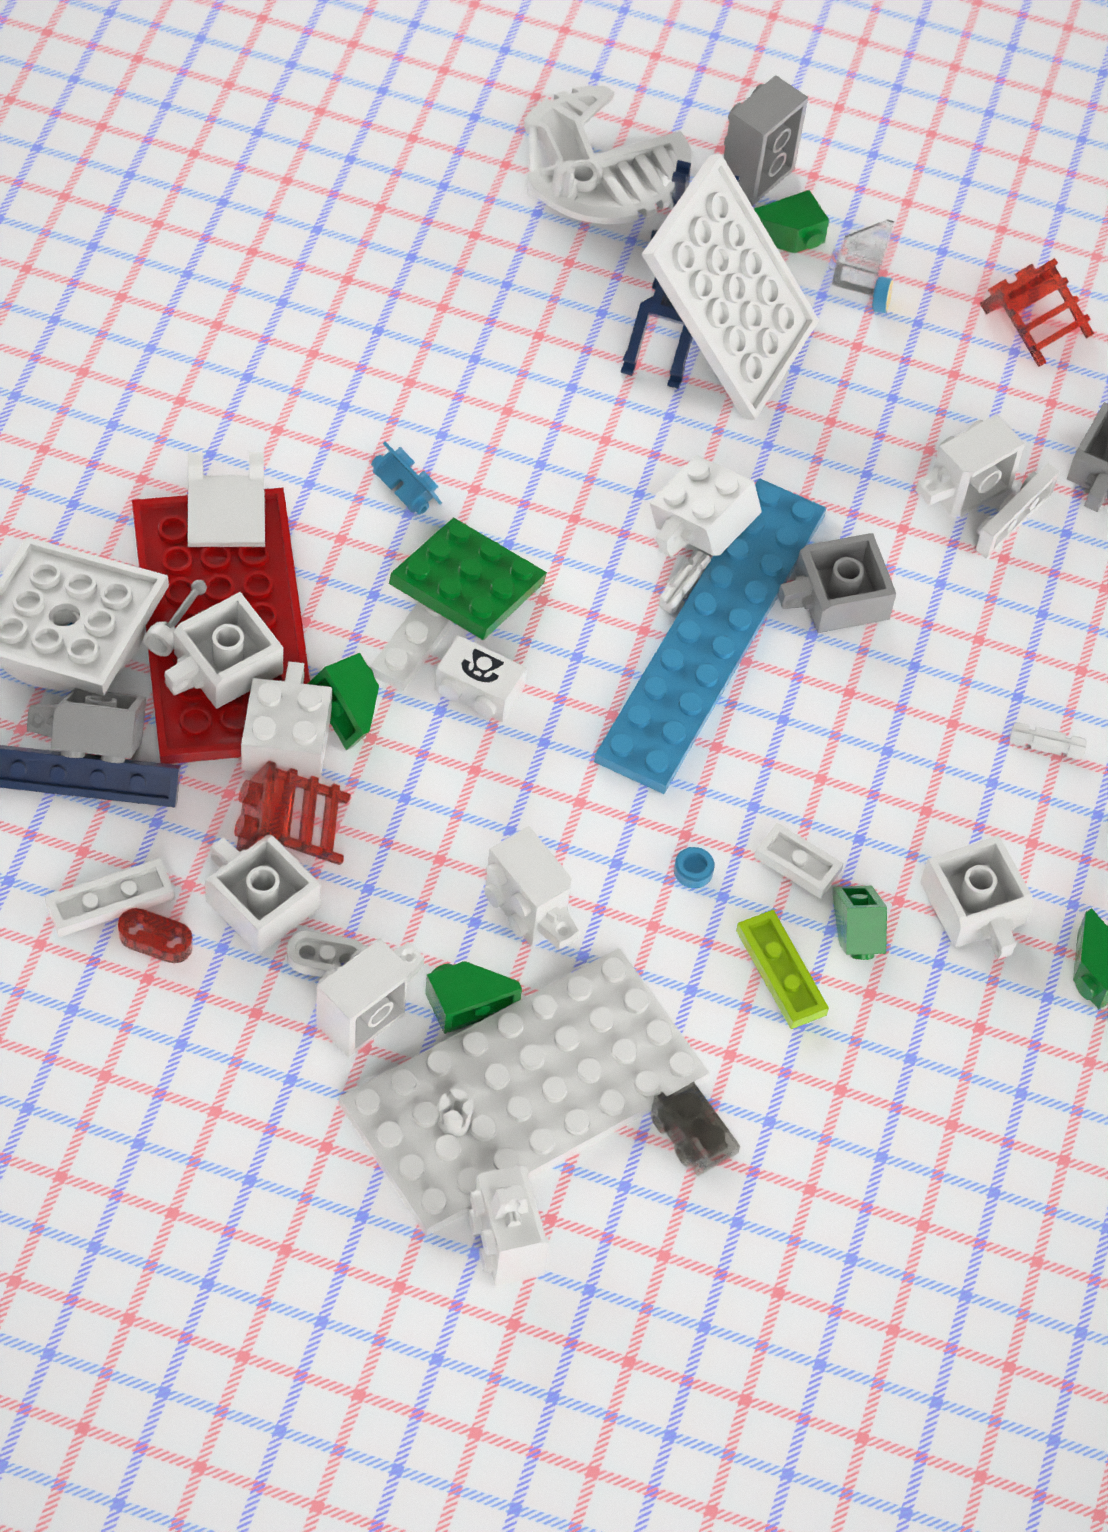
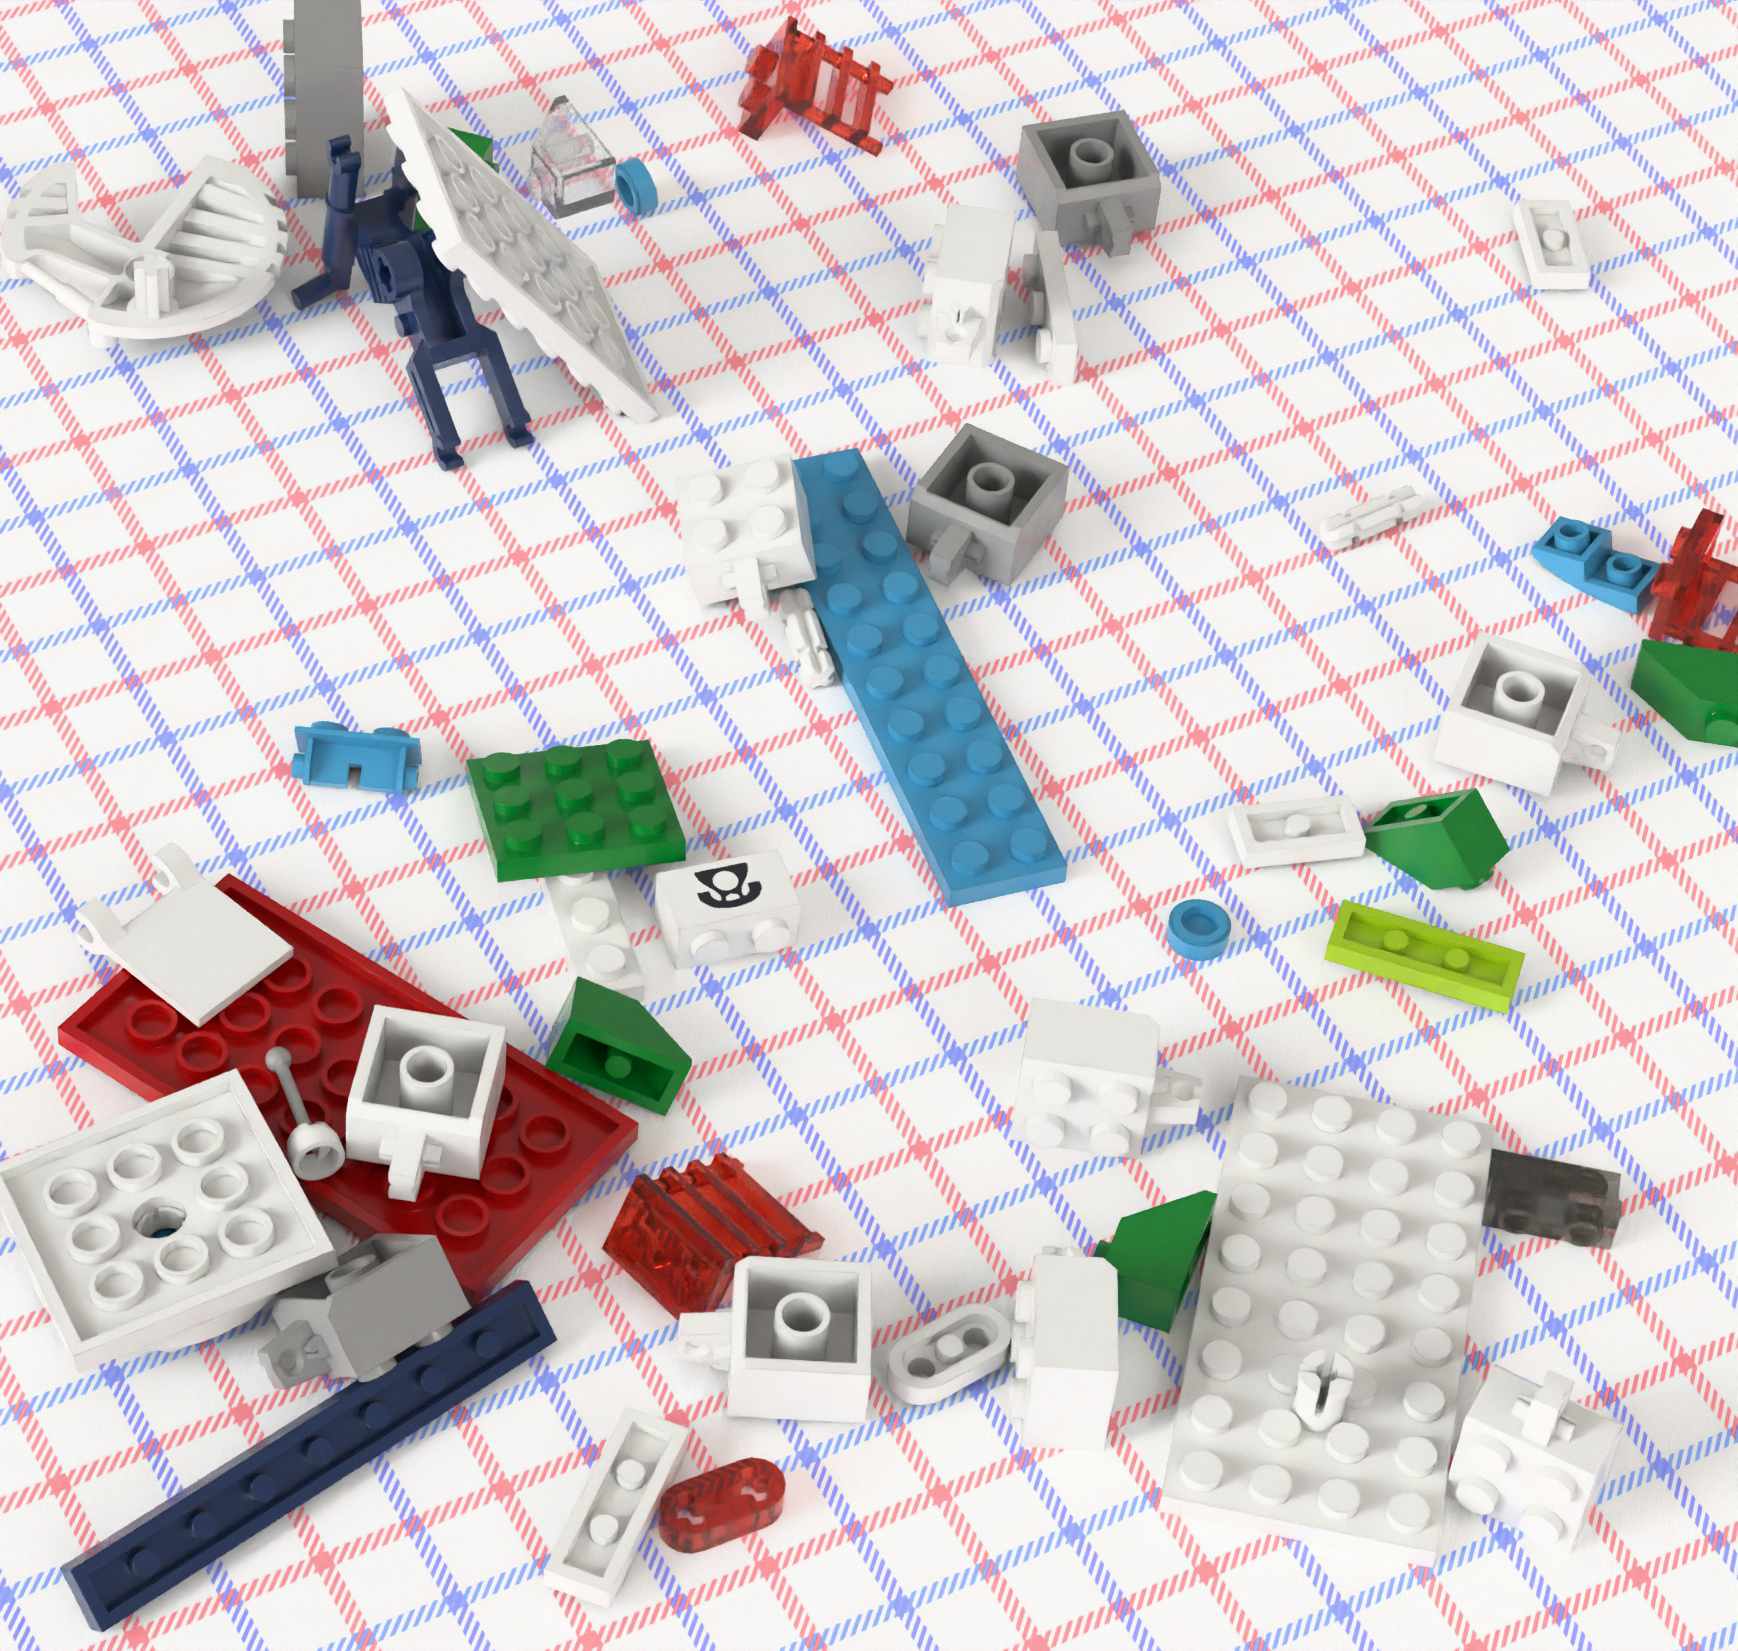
camera: 45 degrees left, 10 degrees down
(287, 724) = (598, 1121): white hinge -> none

